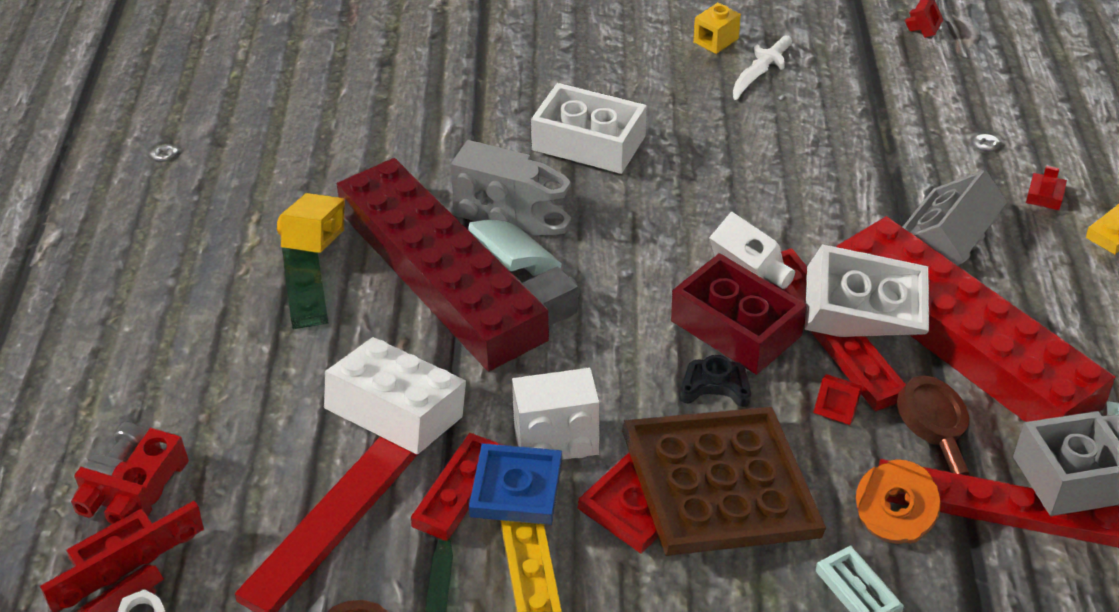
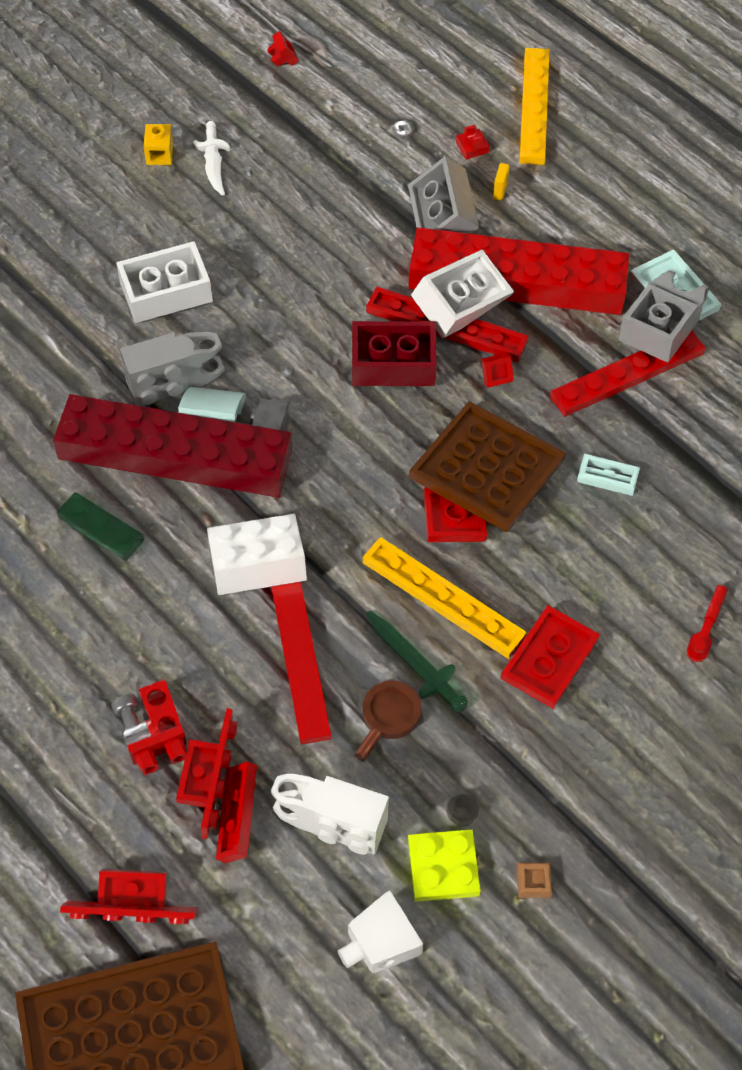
camera: 45 degrees left, 15 degrees up
(311, 222) = (63, 480): yellow brick -> none
(451, 493) = (350, 580): red plate -> none
(516, 484) = (391, 553): blue plate -> none
(557, 412) = (368, 497): white brick -> none
(716, 377) = (415, 404): black piece -> none
(751, 250) = (371, 306): white torso -> none
(887, 480) = (597, 397): orange plate -> none
(936, 416) = (556, 343): copper piece -> none
(1038, 236) = (501, 181): none -> yellow tile

